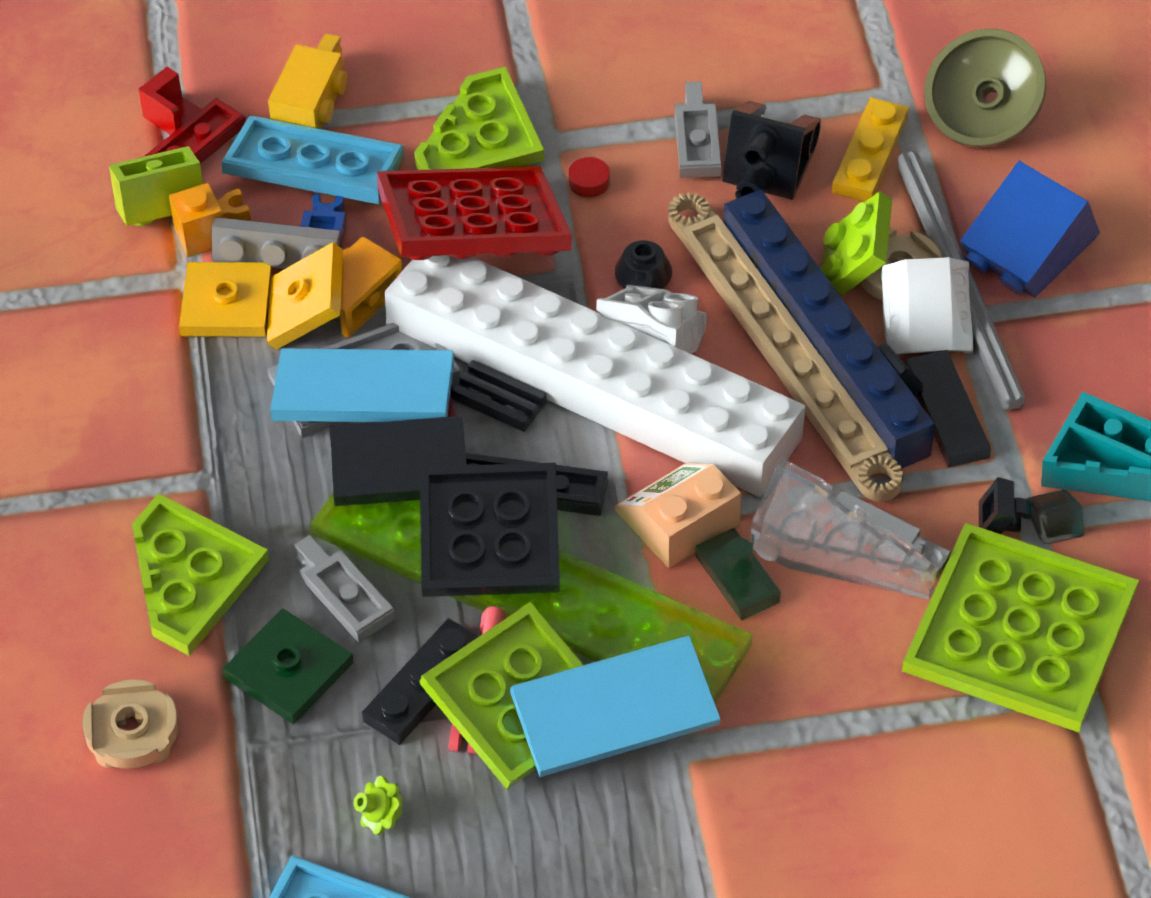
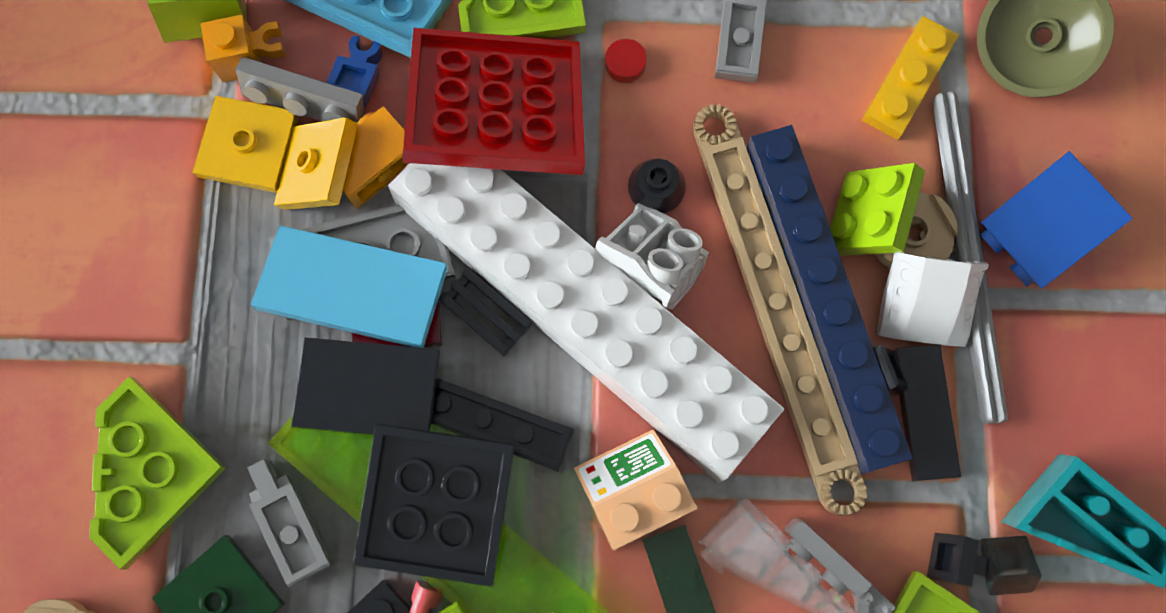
camera: 10 degrees right, 25 degrees up
(768, 151) = (803, 74): black piece -> none

